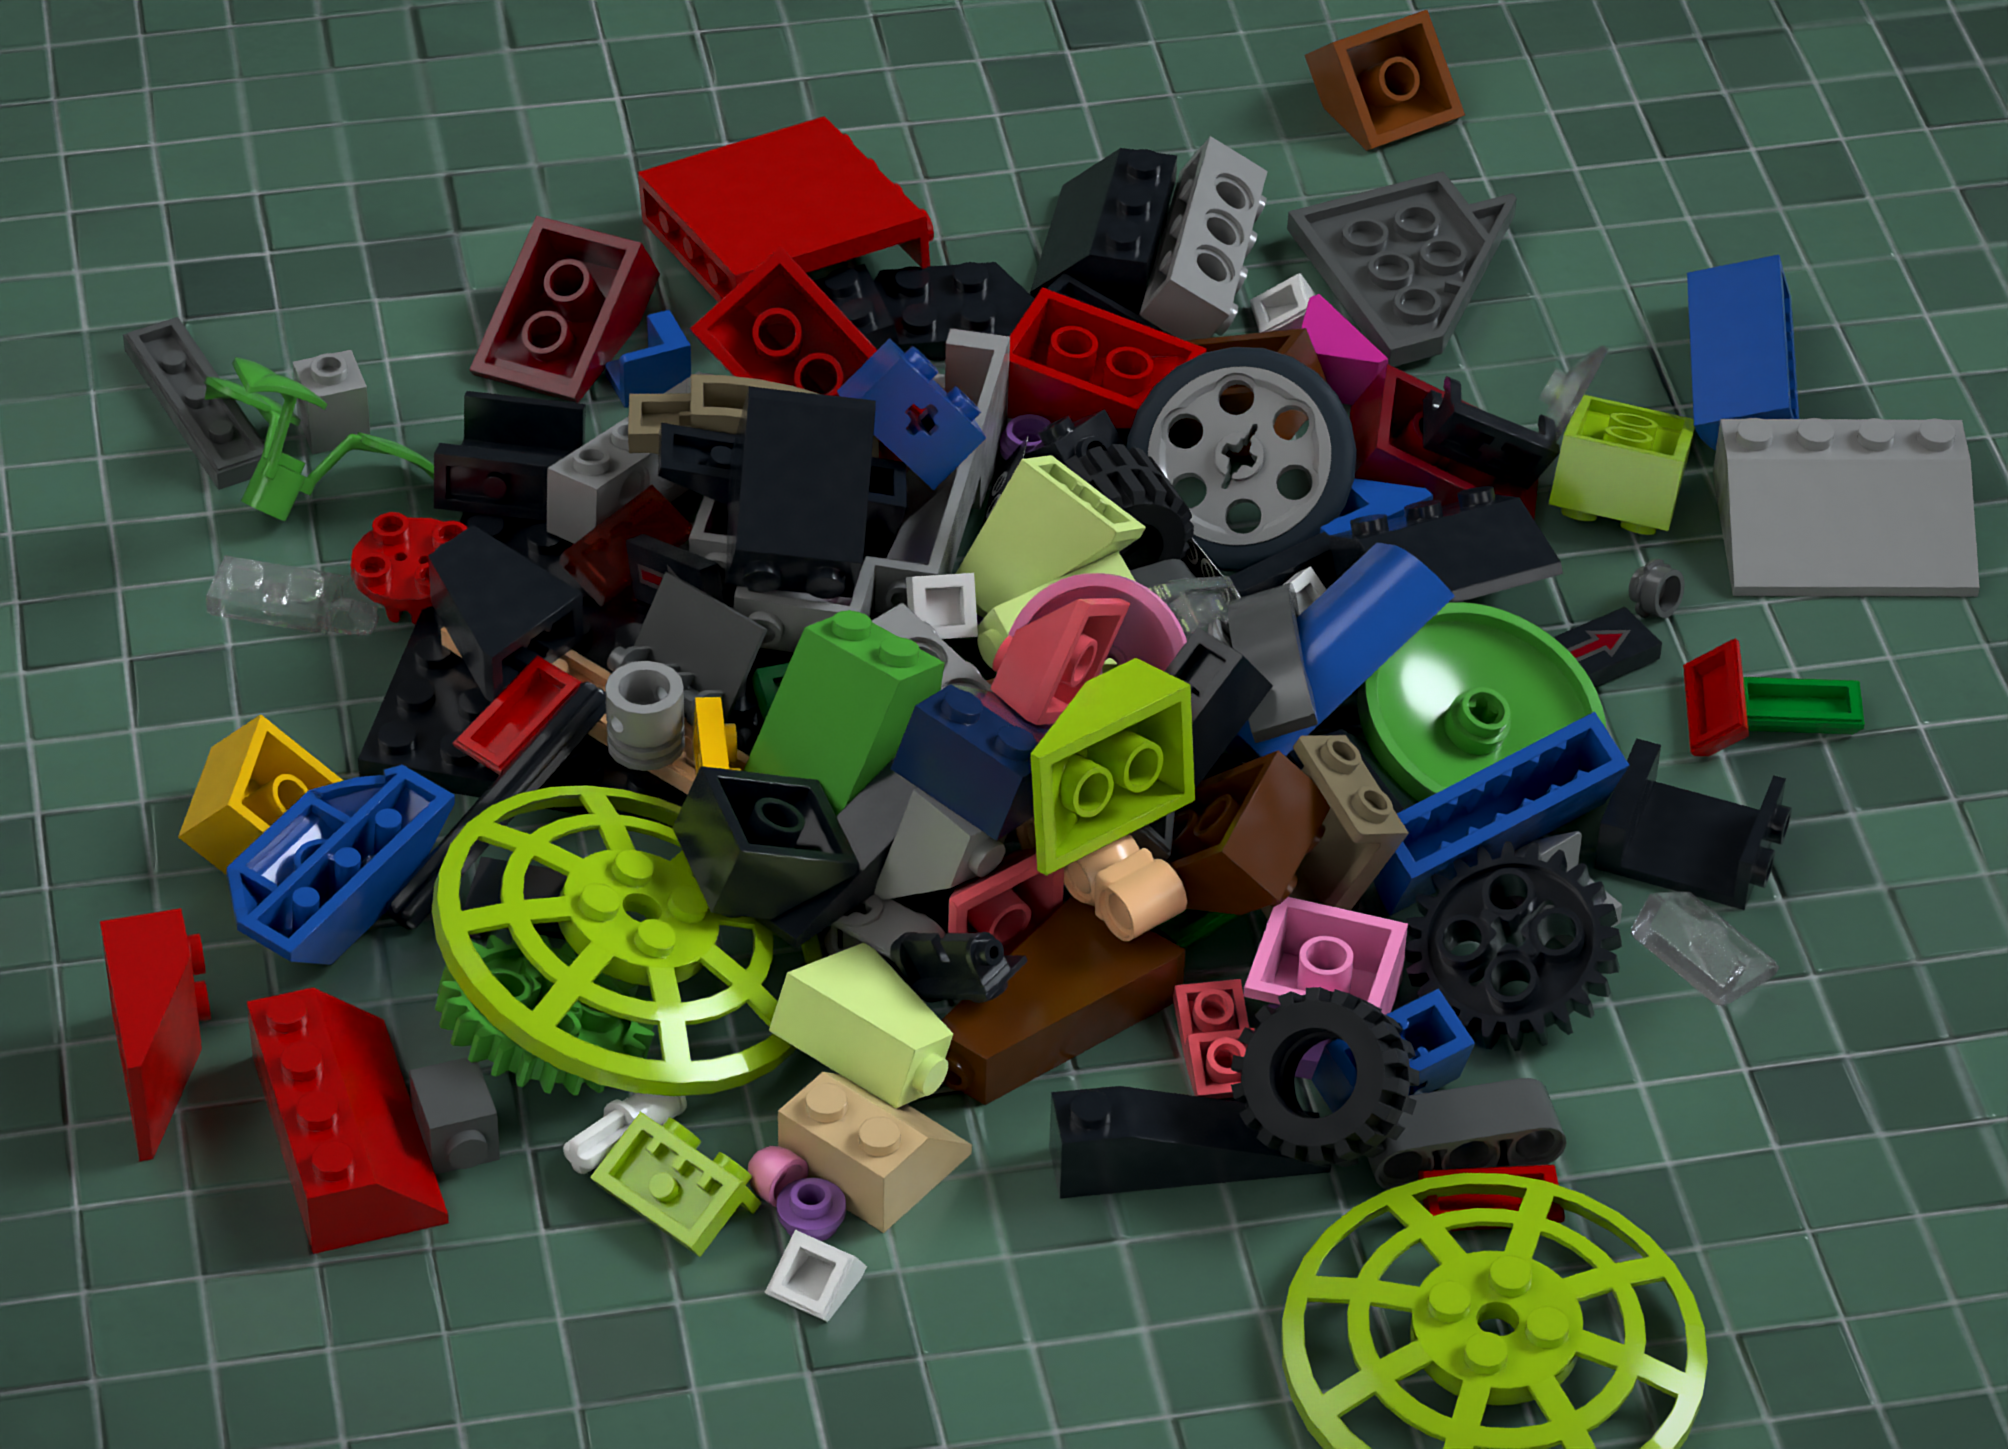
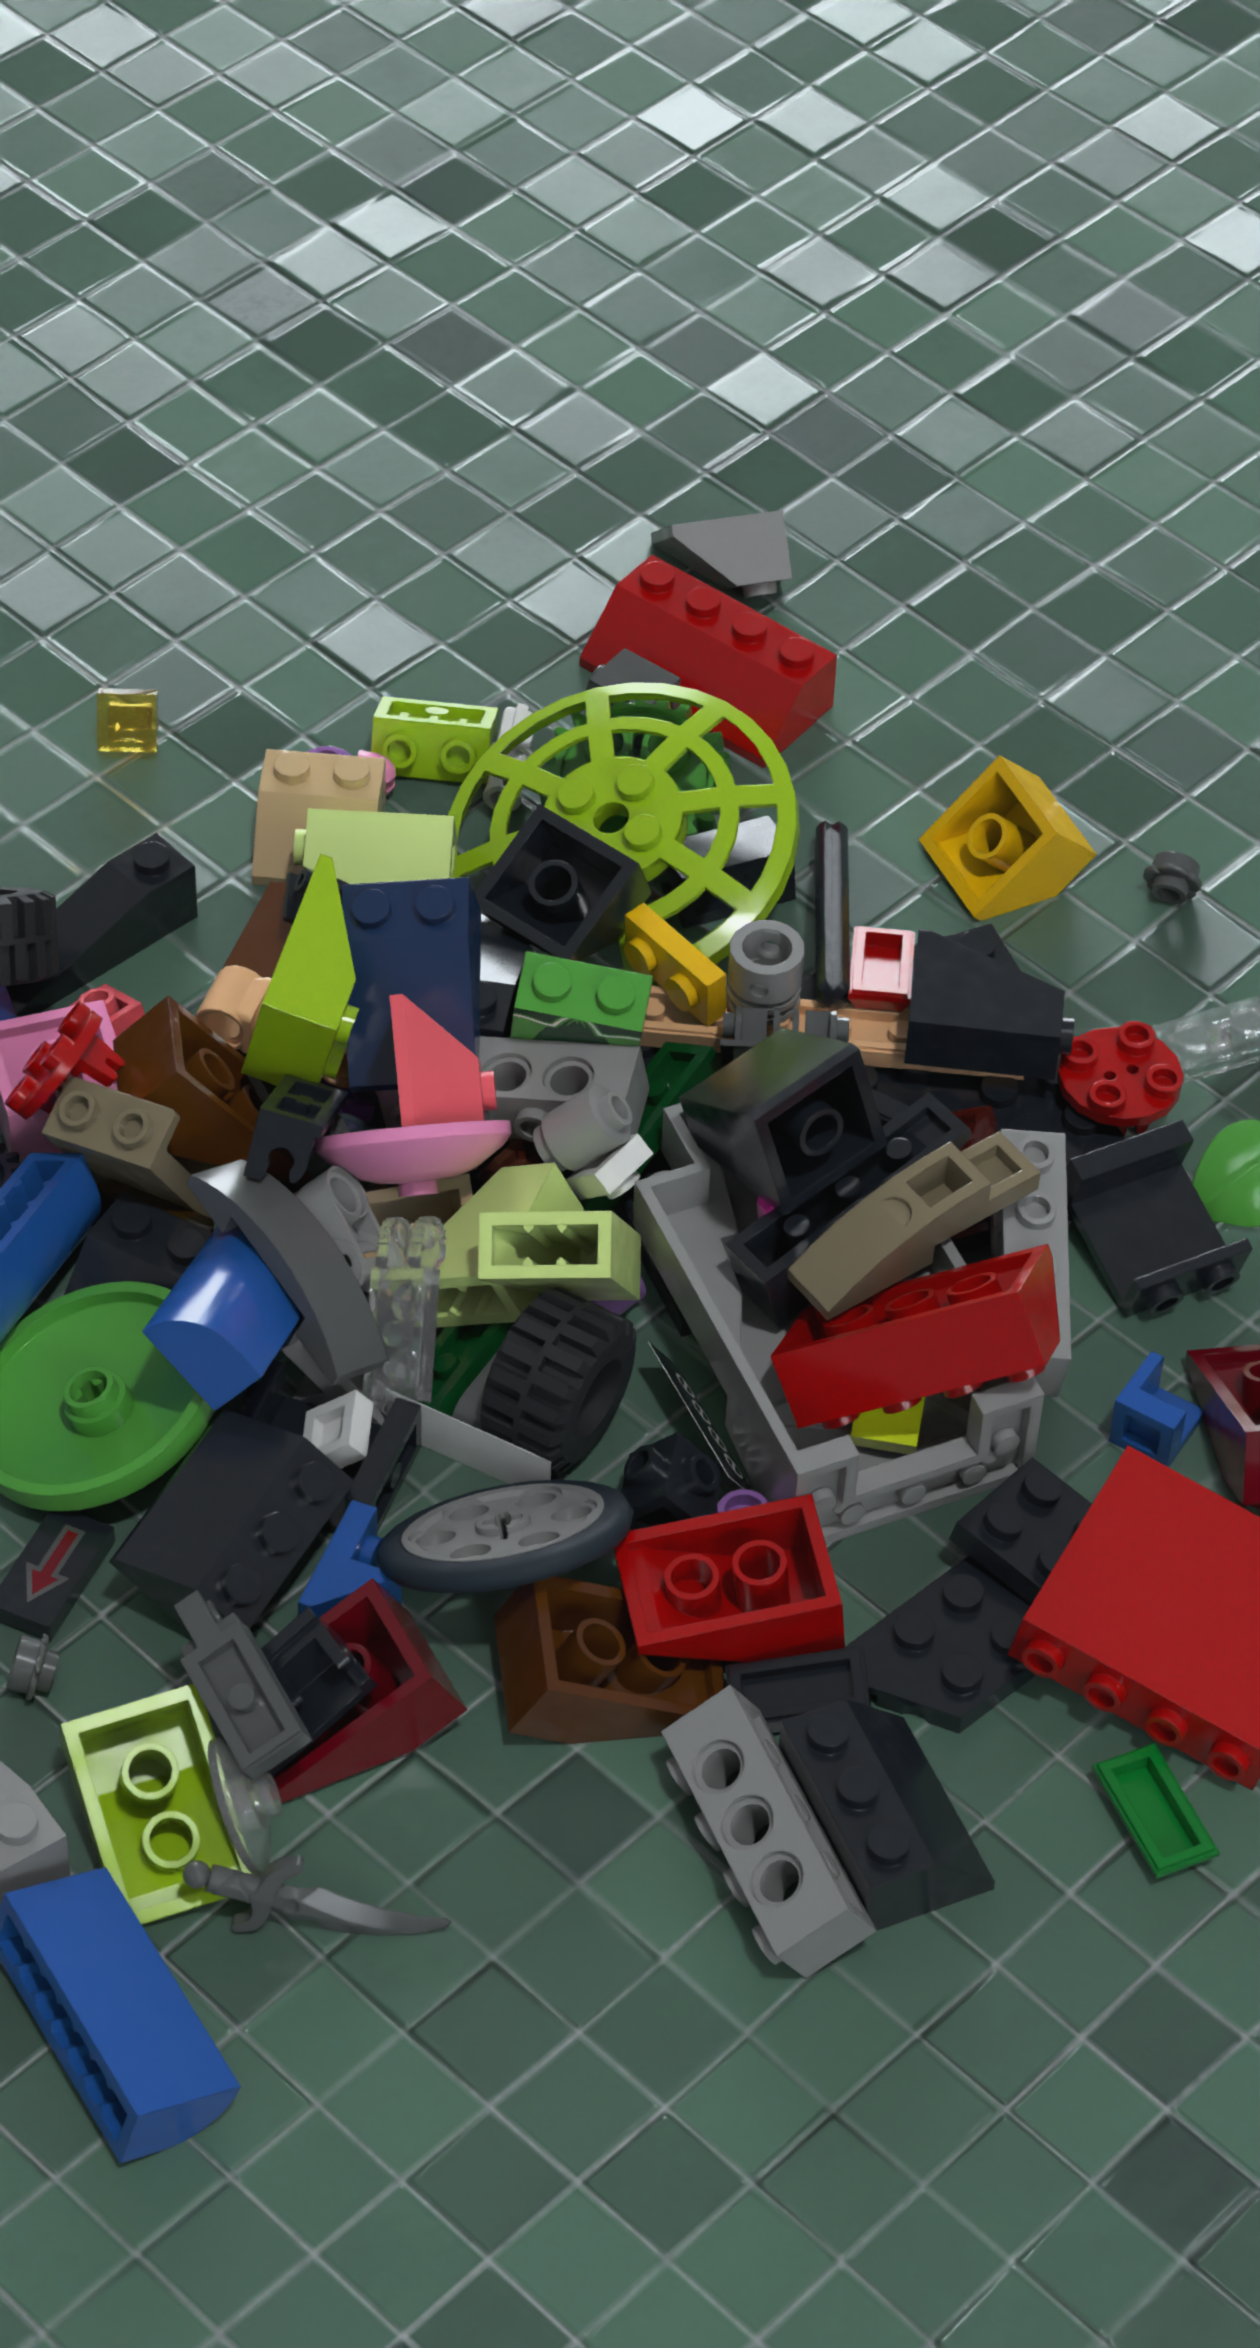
camera: 145 degrees right, 5 degrees up
(155, 1014) = (895, 623): red slope -> none
(156, 722) = (1173, 877): none -> dark grey plate
(191, 1233) = (732, 550): none -> light grey slope
(335, 862) = (899, 777): blue wedge -> none
(814, 1276) = (284, 732): white slope -> none
(919, 162) = (1155, 1810): none -> green tile
(937, 437) = (783, 1285): blue brick -> none
(951, 606) = (583, 1128): none -> light grey brick
(965, 1345) = (127, 720): none -> clear yellow tile
(1282, 305) = (628, 1840): white slope -> none
(1337, 850) = (73, 1052): none -> red plate
(1343, 352) = (531, 1771): dark pink slope -> none
(1386, 81) = (776, 2217): dark orange slope -> none
(1404, 258) = (563, 1963): dark grey wing -> none
(1538, 407) = (239, 1688): none -> dark grey hinge
(1566, 356) = (315, 1904): none -> dark grey piece

